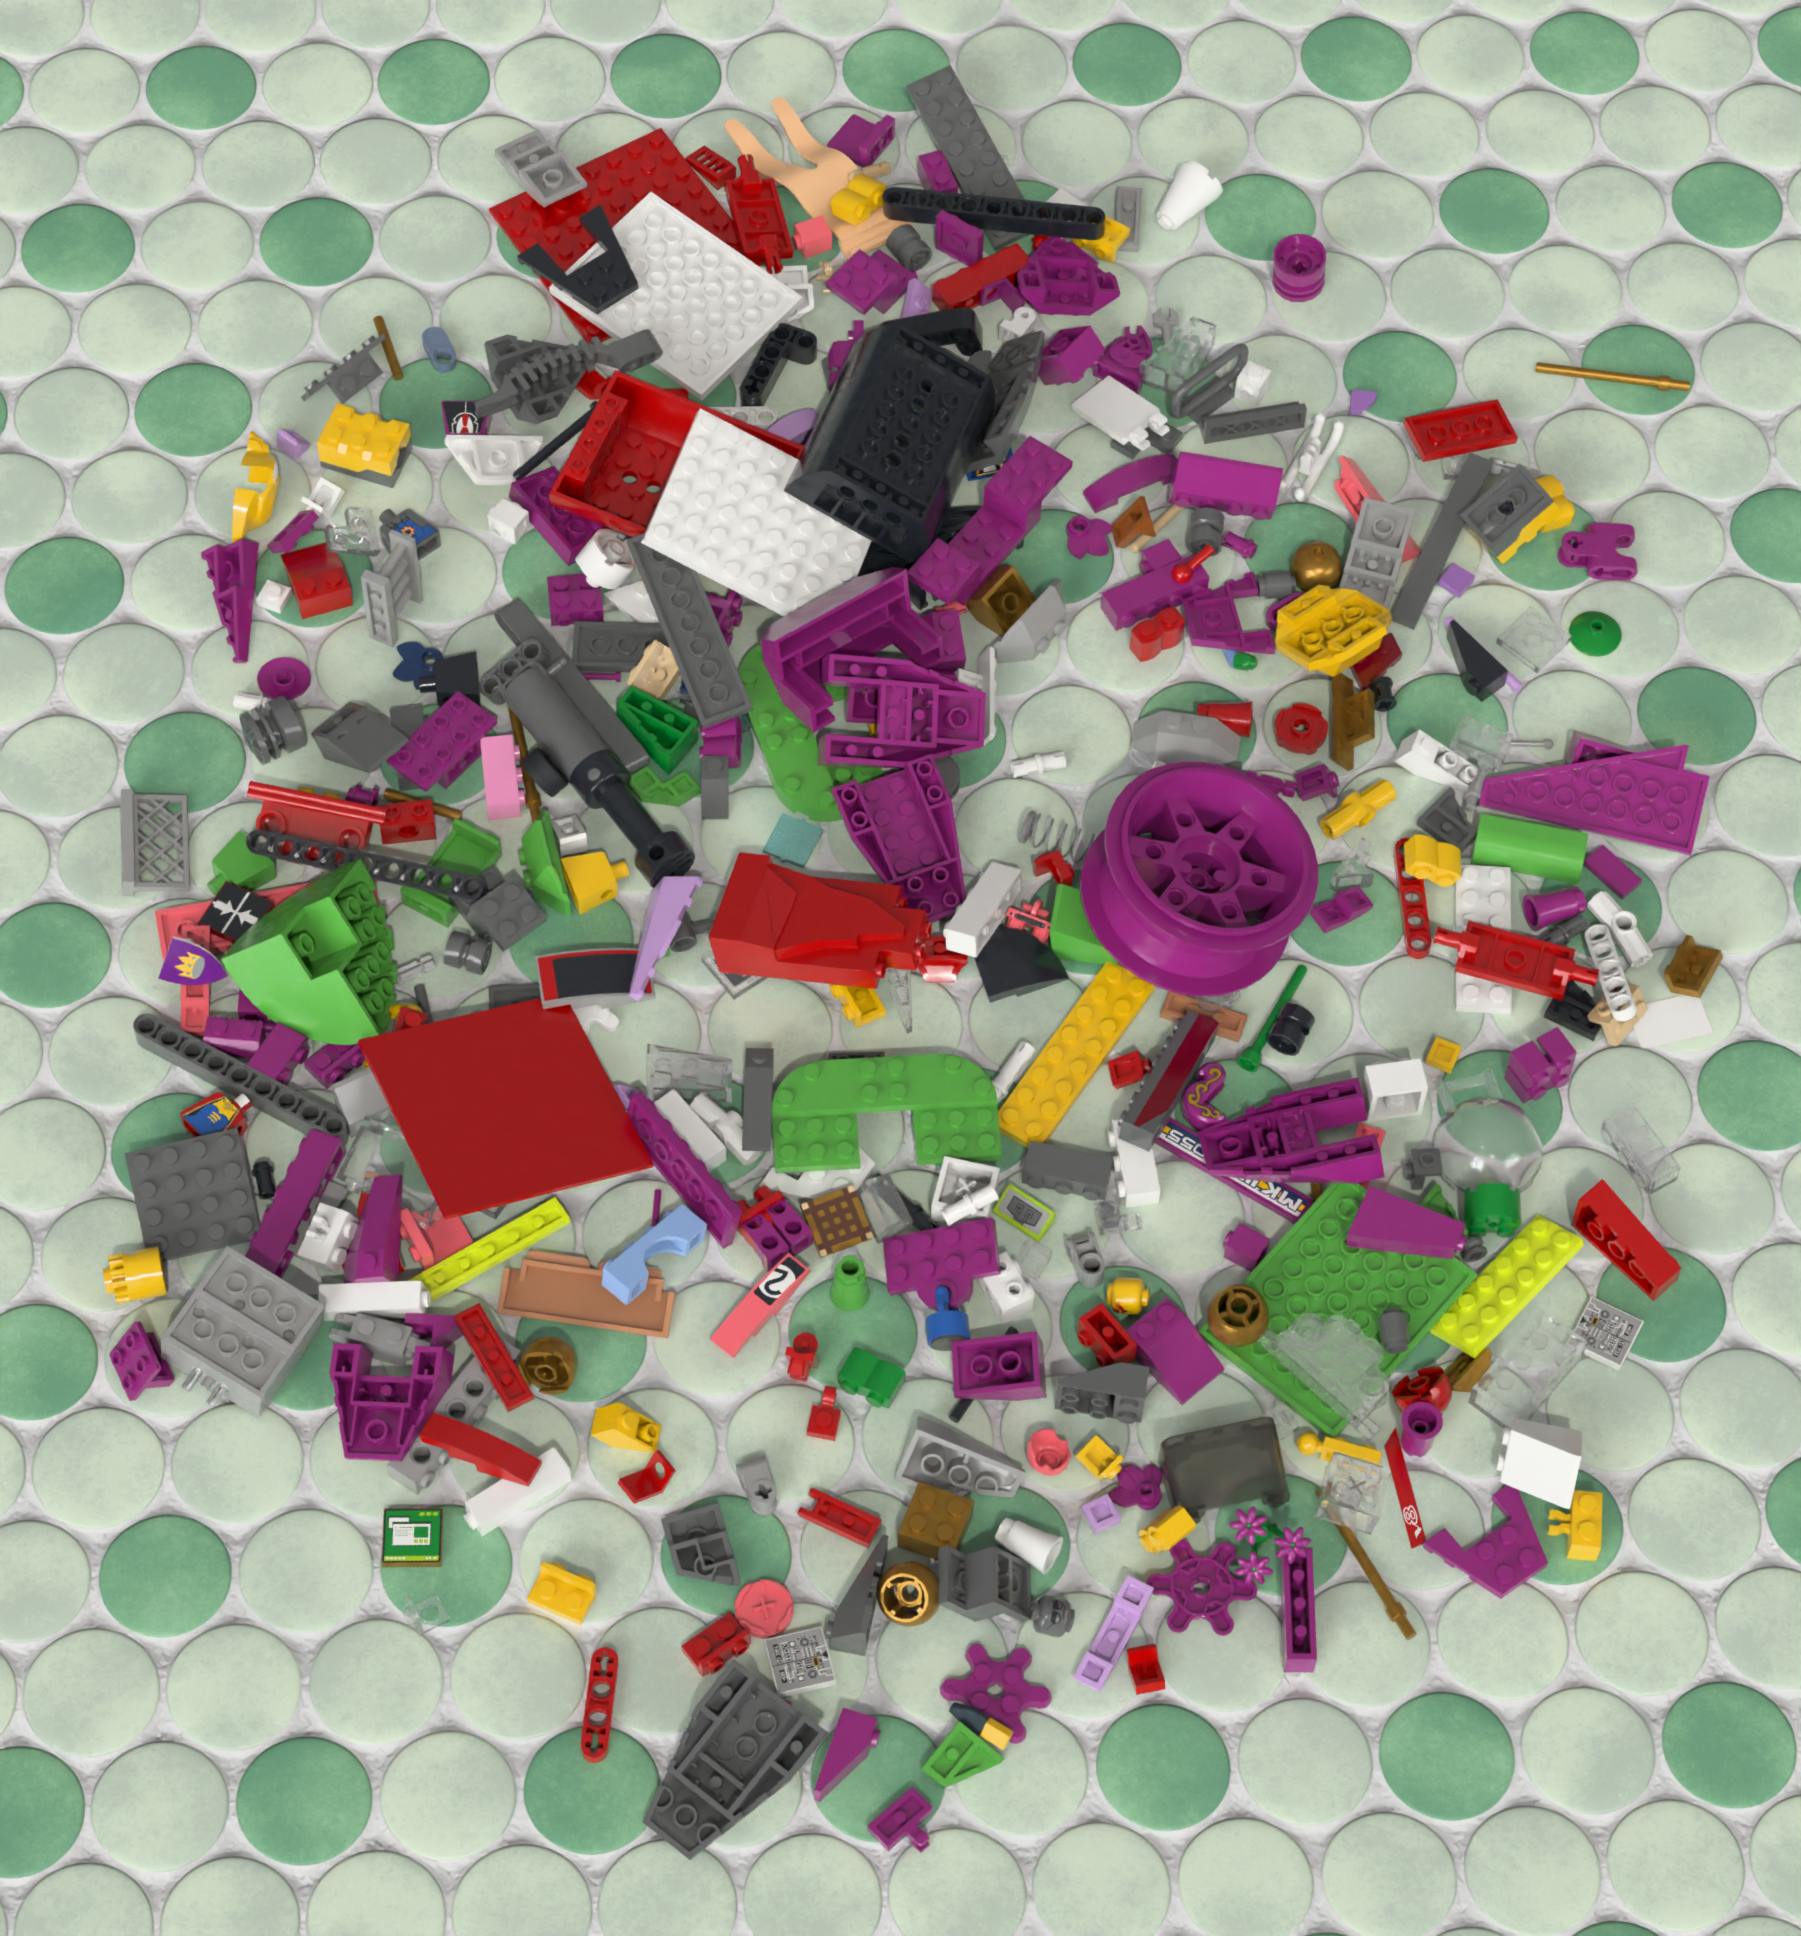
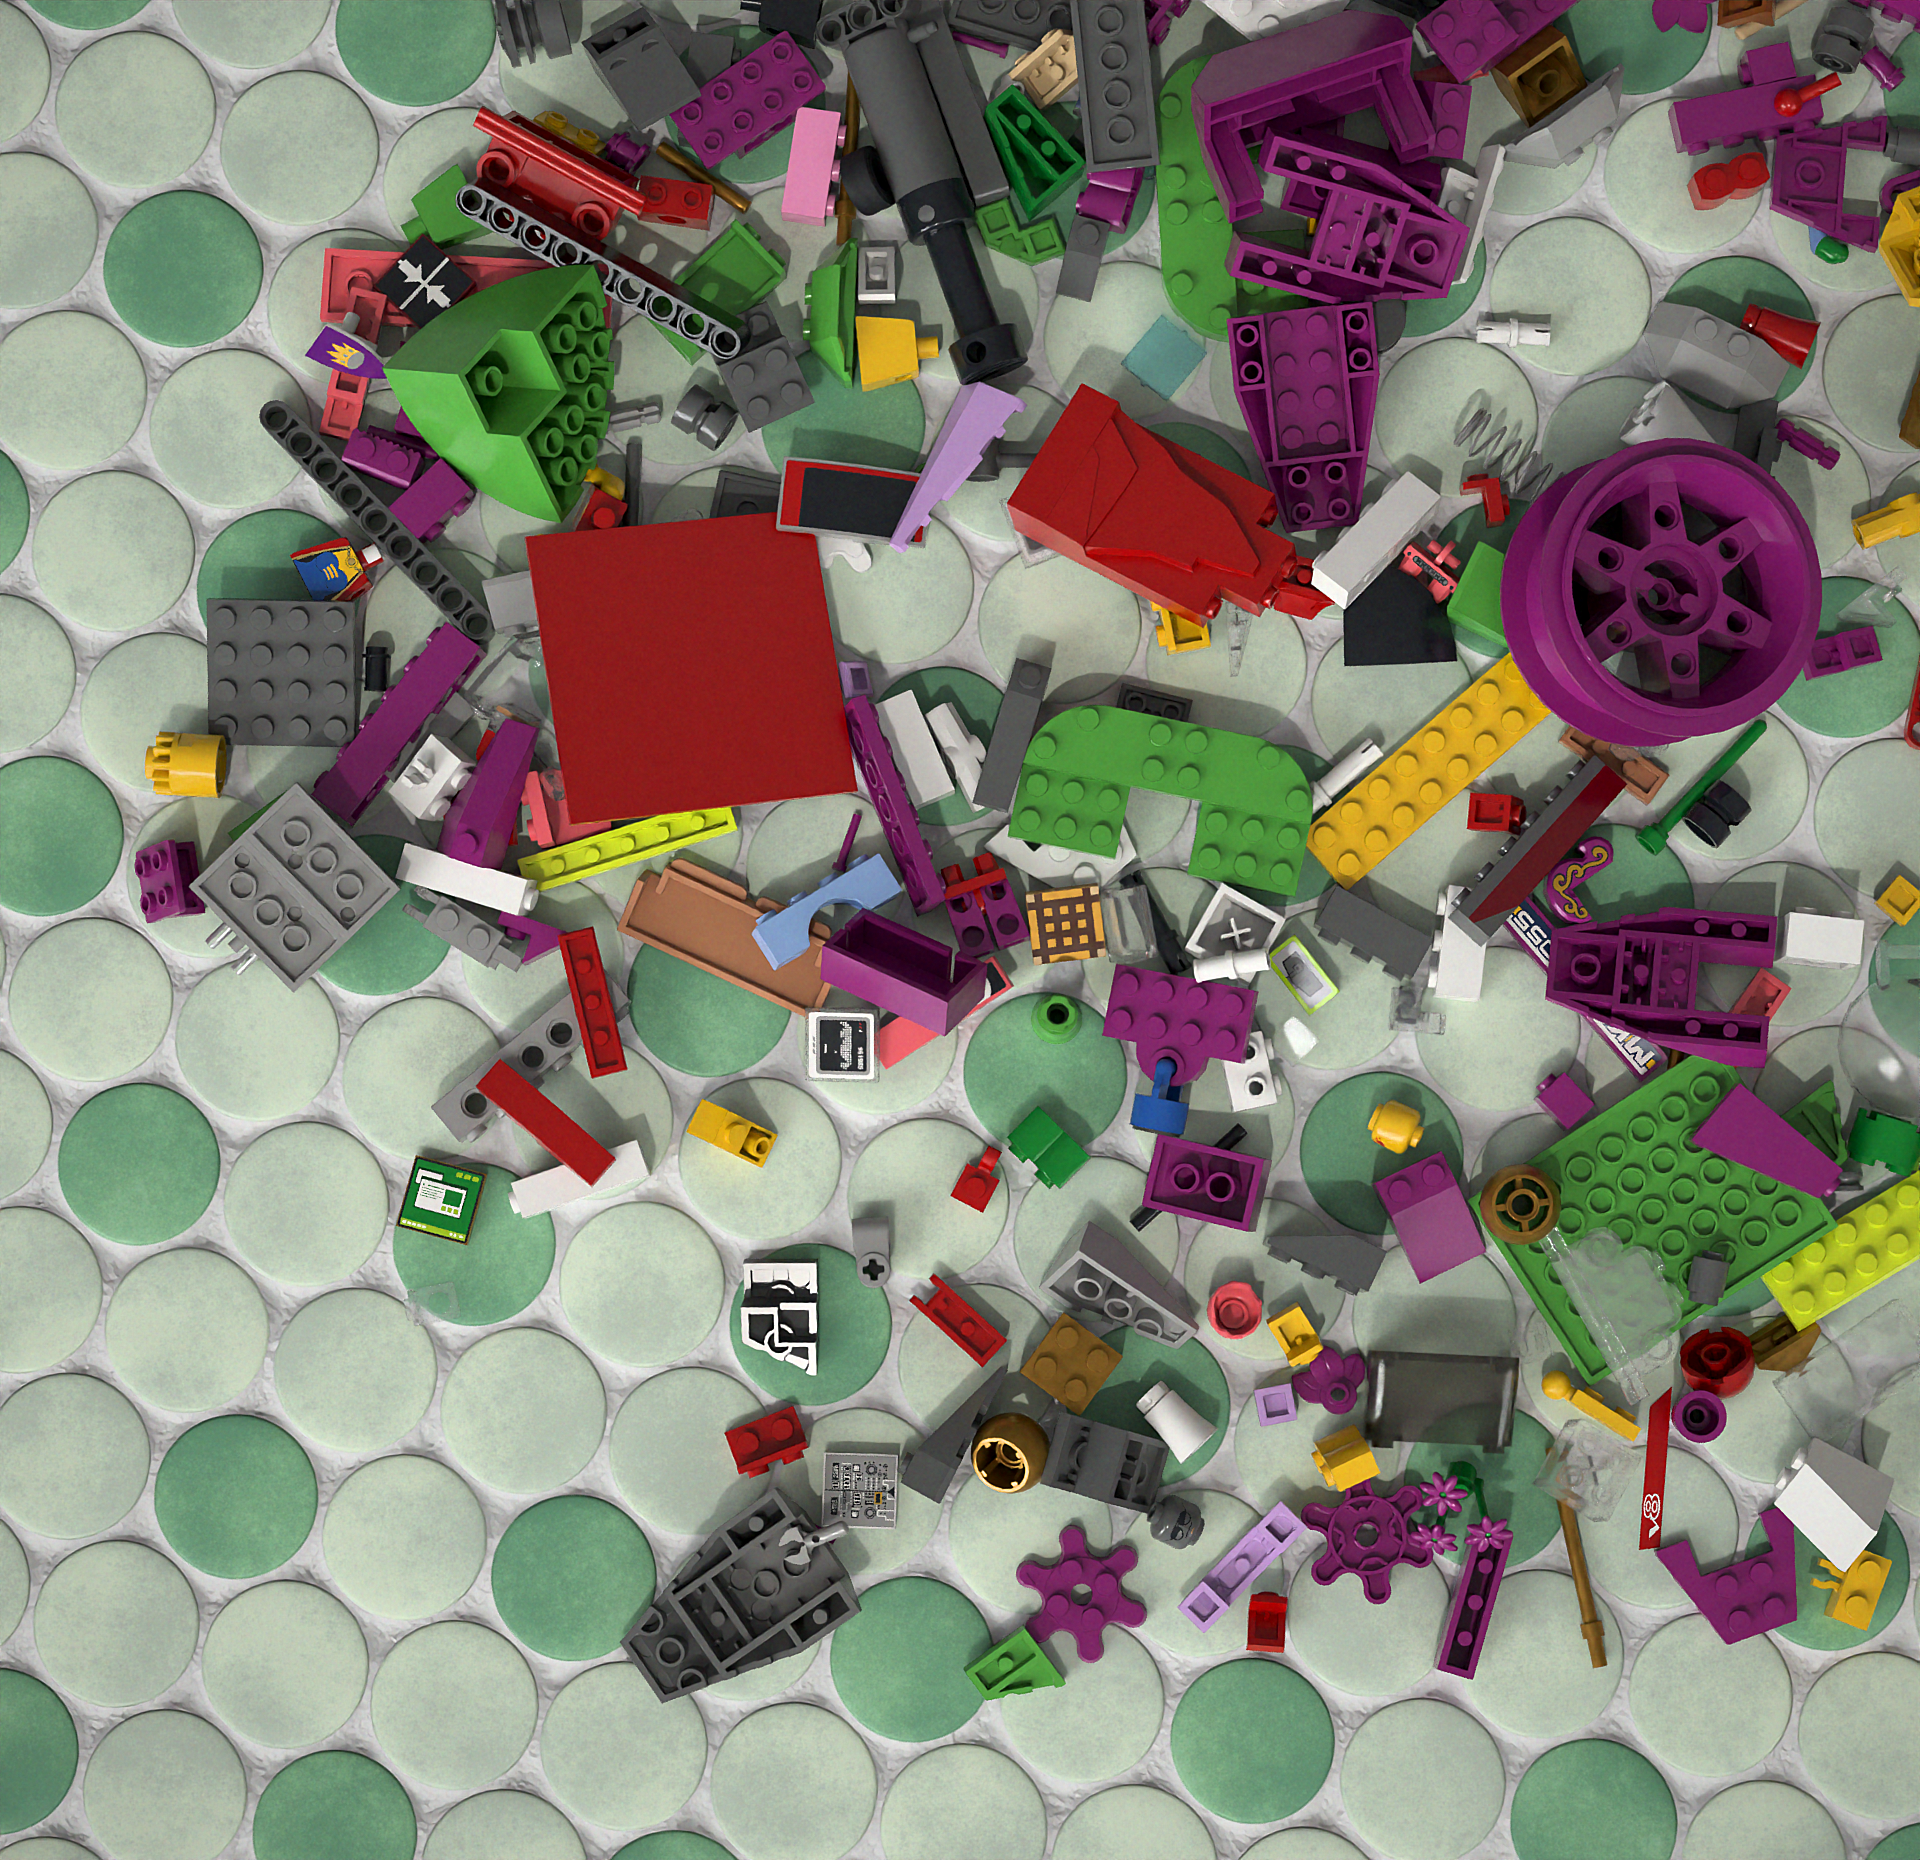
camera: 20 degrees right, 25 degrees up
(130, 843) = (317, 134): light grey fence -> none
(334, 1062) = (499, 525): magenta bracket -> none
(386, 1413) = (442, 1033): magenta wedge -> none
(549, 1365) = (662, 1022): pearl gold cylinder -> none
(563, 1592) = (600, 1325): yellow bracket -> none
(596, 1704) = (604, 1476): red beam -> none
(647, 1482) = (738, 1208): red bracket -> none
(688, 1074) = (936, 671): clear wedge -> none
(692, 1345) = (842, 1044): none -> tile
(724, 1271) = (903, 971): none -> magenta piece
(764, 1608) = (836, 1409): coral tile -> none
(772, 1697) = (811, 1540): none -> light grey bar
(802, 1356) = (969, 1102): red hips -> none
(848, 1748) = (887, 1617): magenta slope -> none
(902, 1820) = (922, 1726): magenta plate -> none
(980, 1724) = (1060, 1647): piece -> none
(1085, 1255) = (1360, 1057): light grey piece -> none
(1105, 1337) = (1350, 1181): red brick -> none
(1296, 741) = (1869, 352): red plate -> none
(1317, 782) = (1867, 461): magenta bracket -> none
(1421, 1165) = (1821, 1055): dark grey bracket -> none

